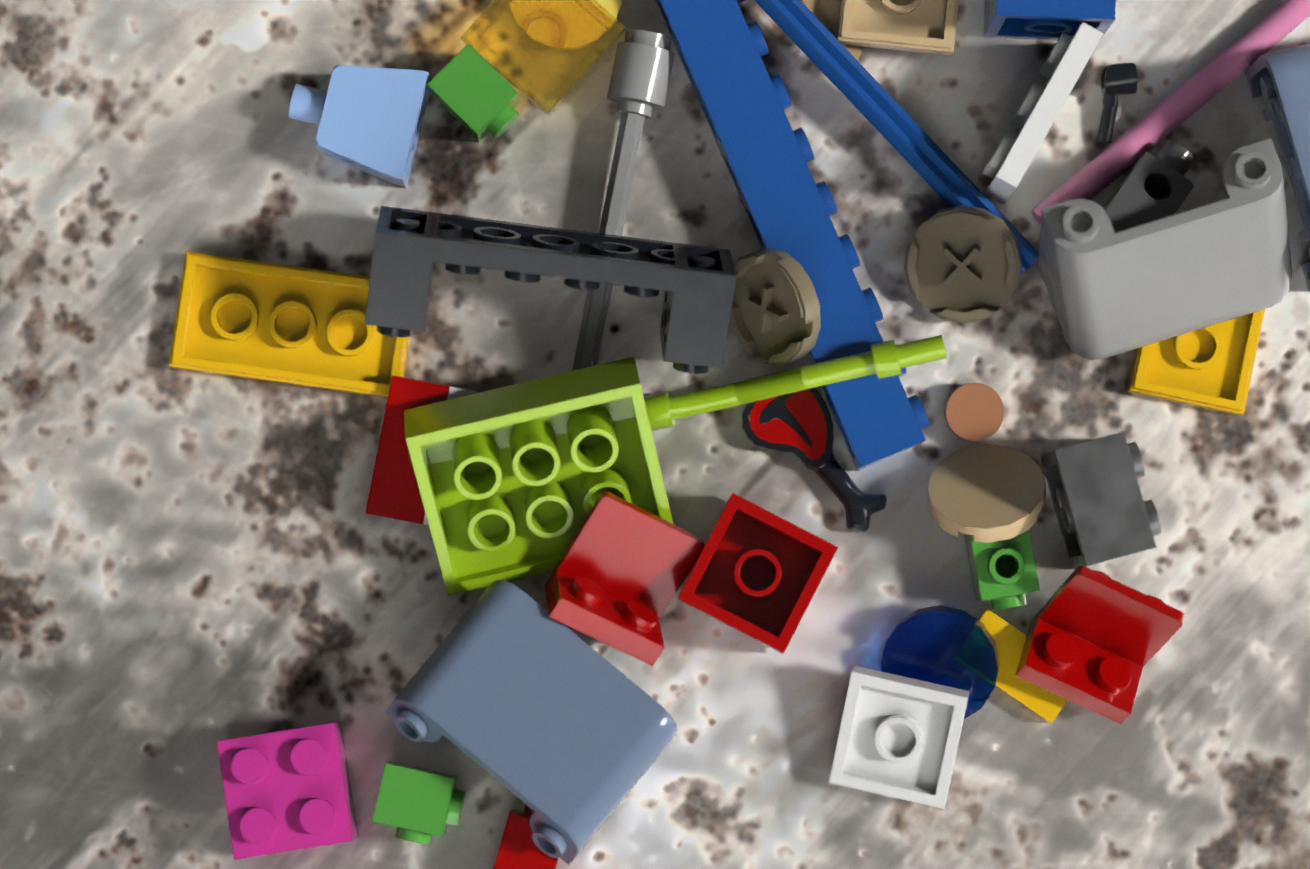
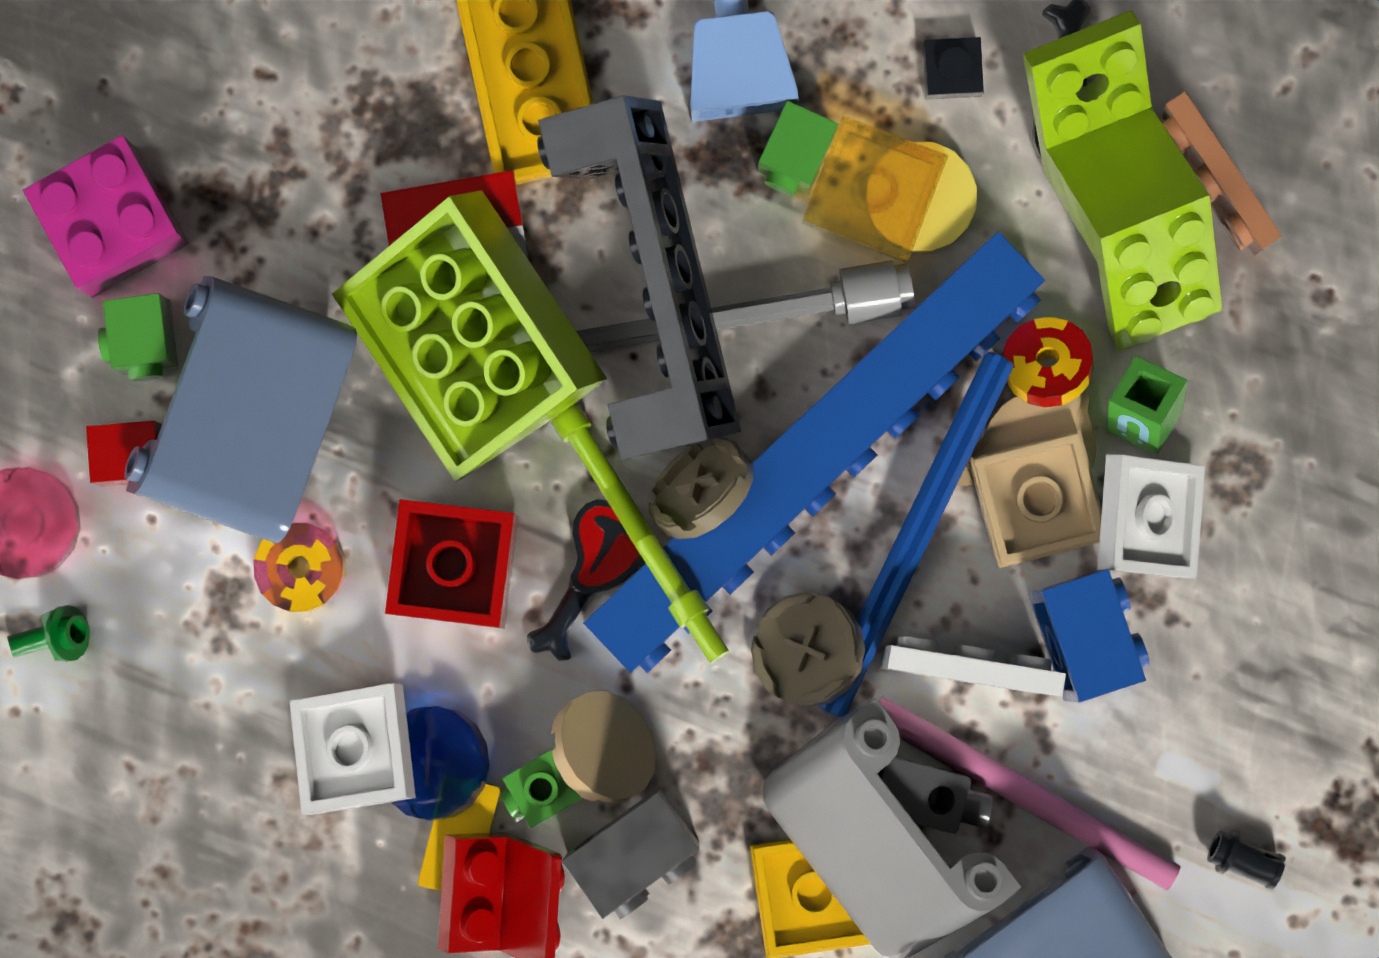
camera: 75 degrees right, 0 degrees up
(621, 576) = (400, 441): bracket -> none
(728, 724) = (321, 582): none -> piece
(974, 412) = (676, 710): nougat tile -> none
(1115, 81) = (1032, 730): black hand -> none

